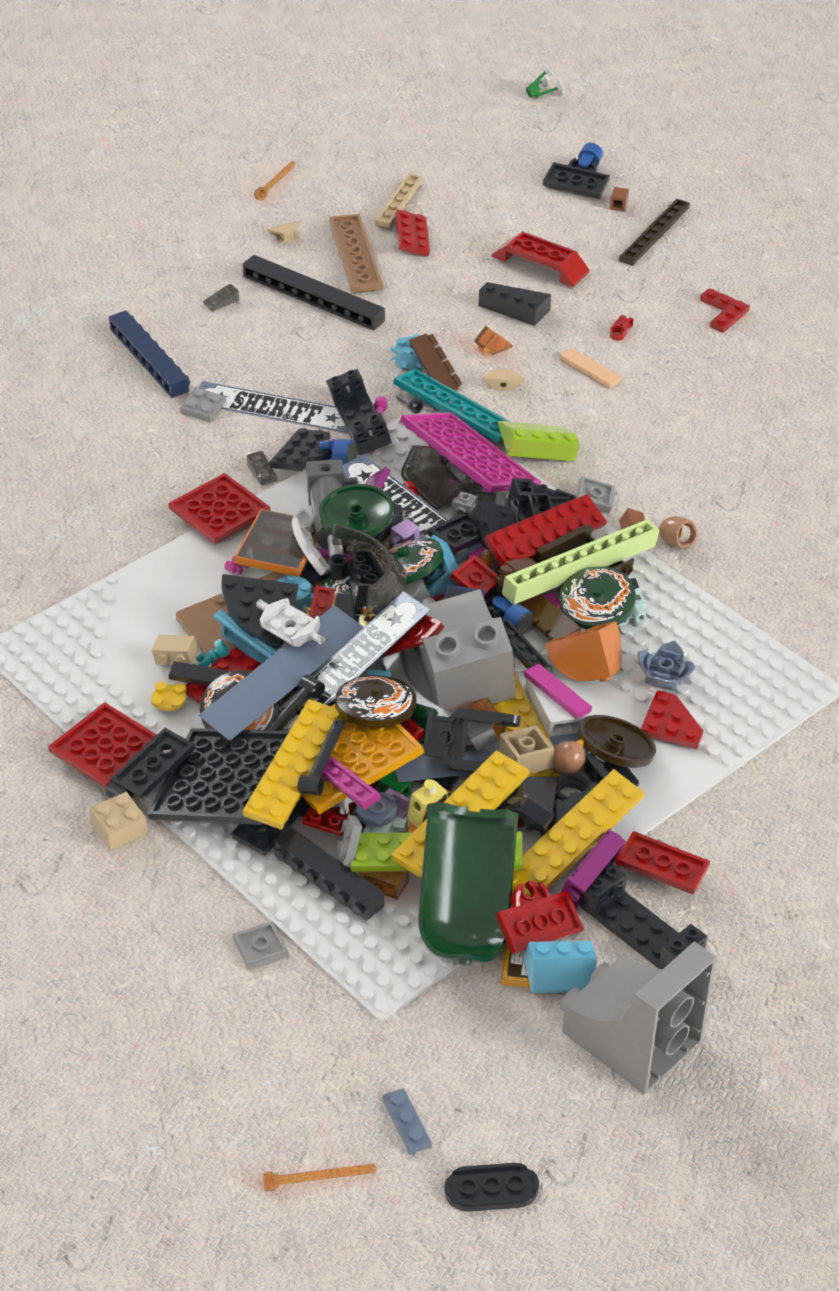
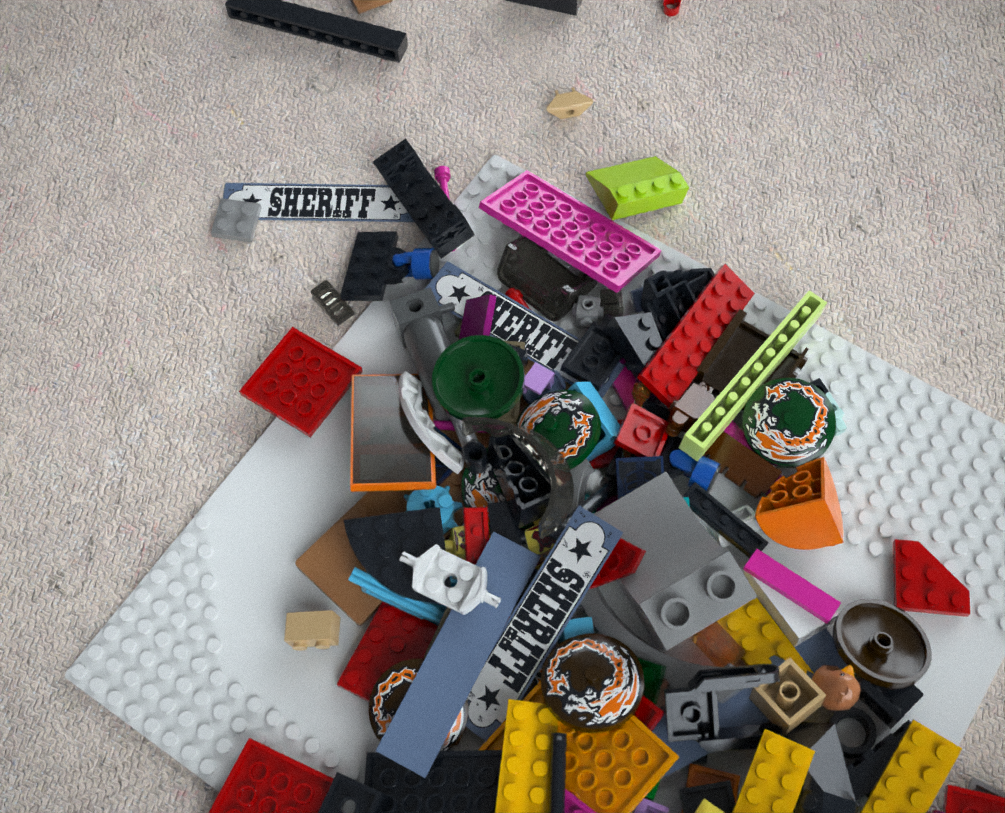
camera: 10 degrees left, 20 degrees up
(149, 354) = (153, 160): dark blue brick -> none
(168, 696) = (324, 703): yellow piece -> none
(194, 673) = (358, 664): black tile -> none
(221, 650) = (368, 617): teal piece -> none
(222, 298) = (220, 46): clear smoke slope -> none
(232, 567) = (343, 467): dark pink piece -> none
(308, 688) = (501, 670): black piece -> none
(406, 355) = (455, 91): medium azure brick -> none
(411, 403) = (479, 167): black hinge -> none
(432, 360) = (482, 98): reddish brown windscreen -> none
(449, 400) = (523, 154): teal plate -> none
(491, 342) = (539, 53): clear orange slope -> none
(590, 368) = (658, 63): light nougat tile -> none
(599, 492) = (724, 248): light grey tile -> none
(631, 518) = (782, 287): dark orange brick -> none
(666, 666) = (898, 489): sand blue brick -> none
(671, 530) = (832, 287): nougat piece -> none

